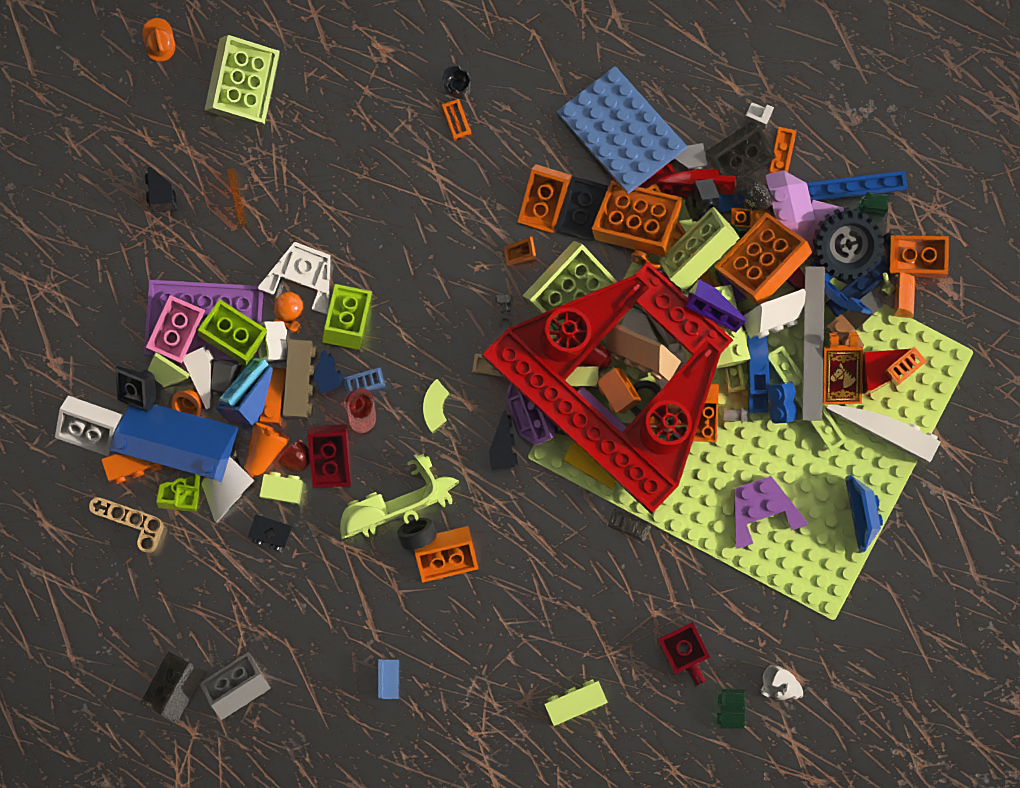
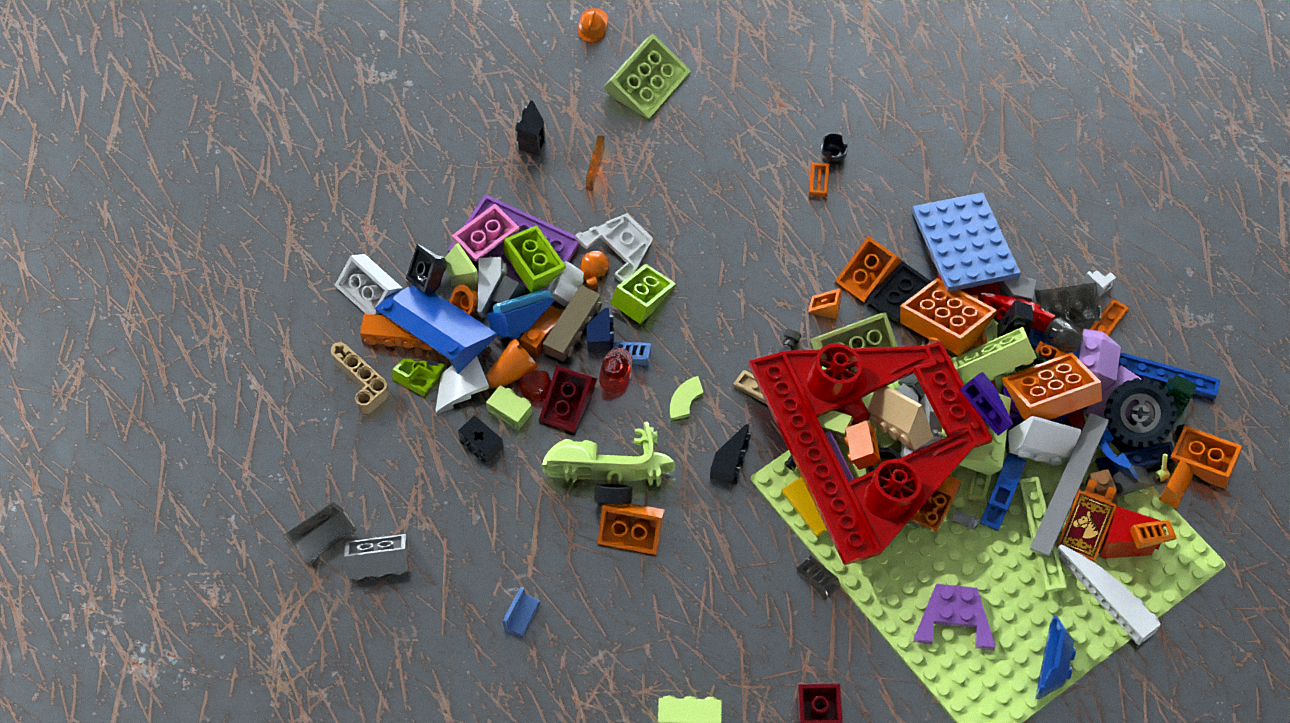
camera: 25 degrees right, 20 degrees down
(528, 419) = (767, 441): medium lavender wedge -> none
(782, 402) = (1016, 524): blue brick -> none

